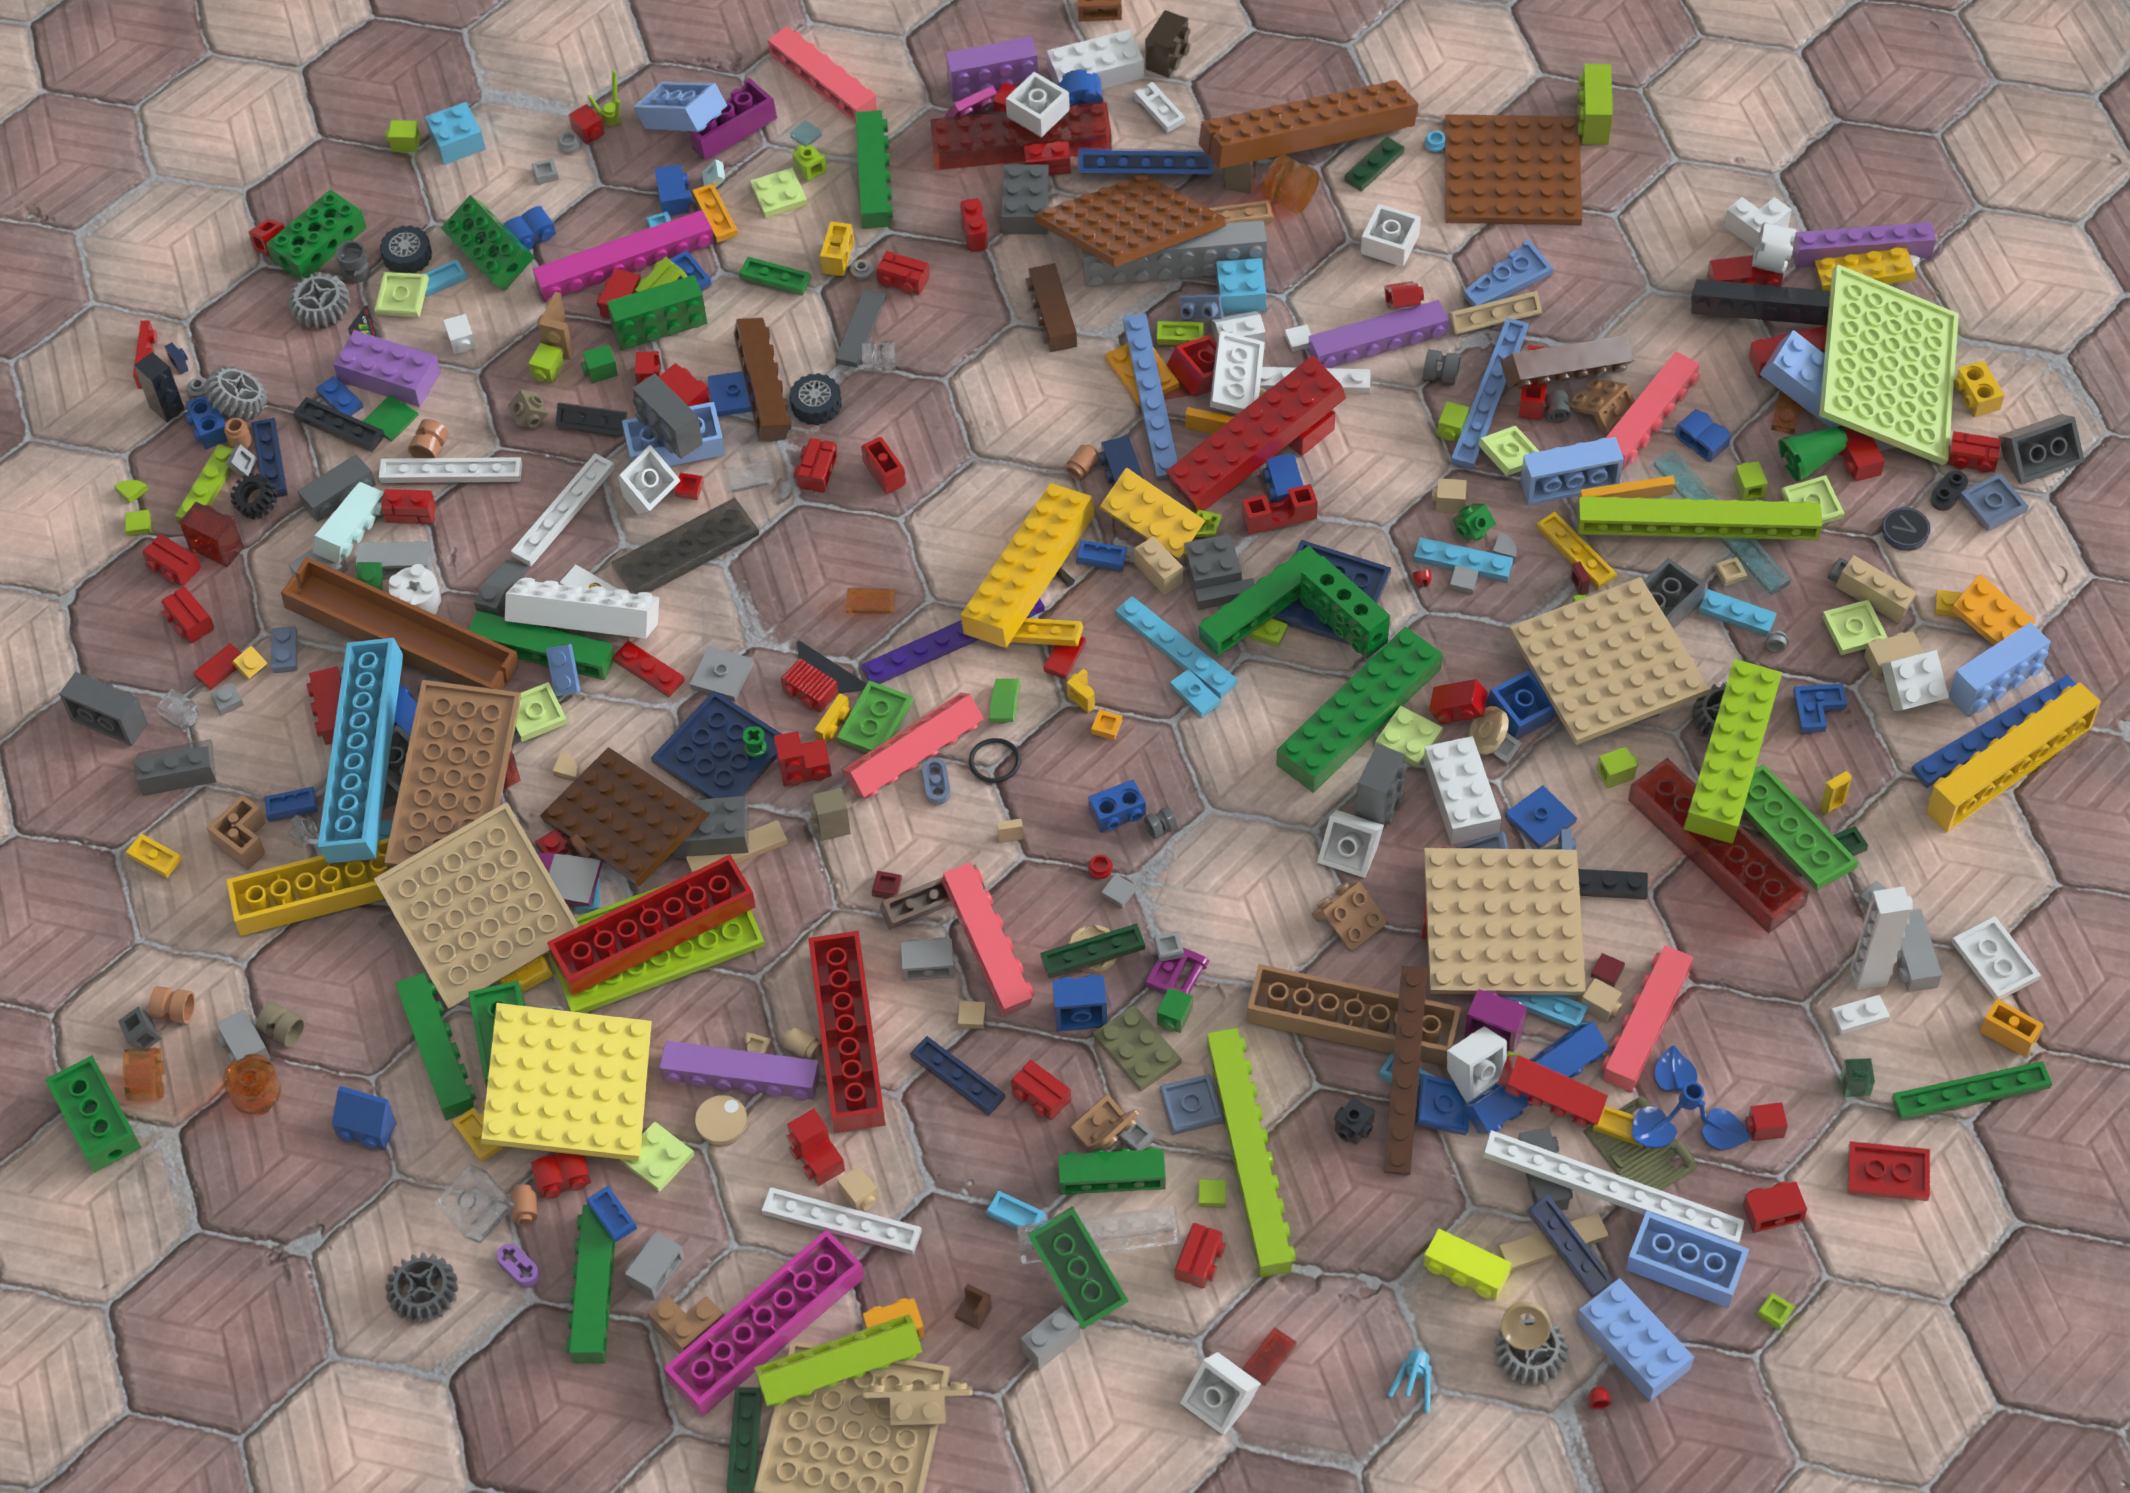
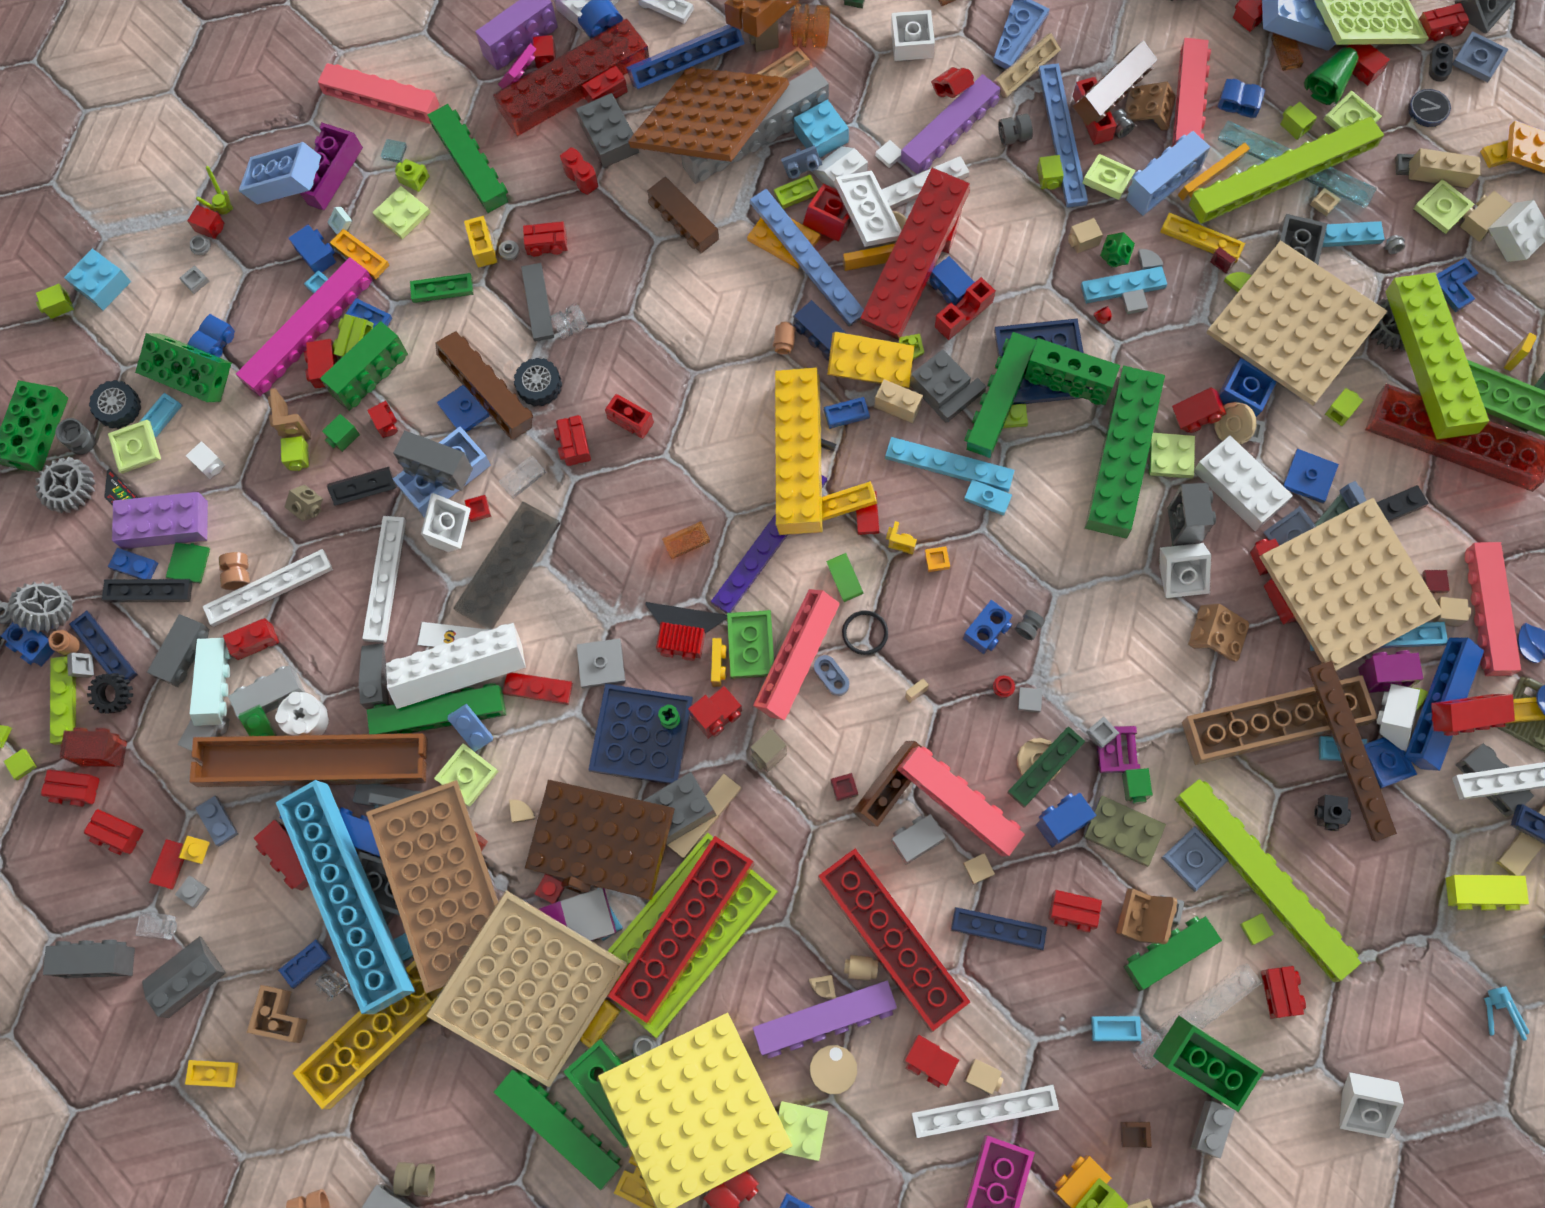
camera: 25 degrees left, 15 degrees up
(685, 385) = (424, 422): red brick -> none
(1037, 104) = (578, 44): white brick -> none
(1269, 1356) = (1386, 1051): clear red plate -> none

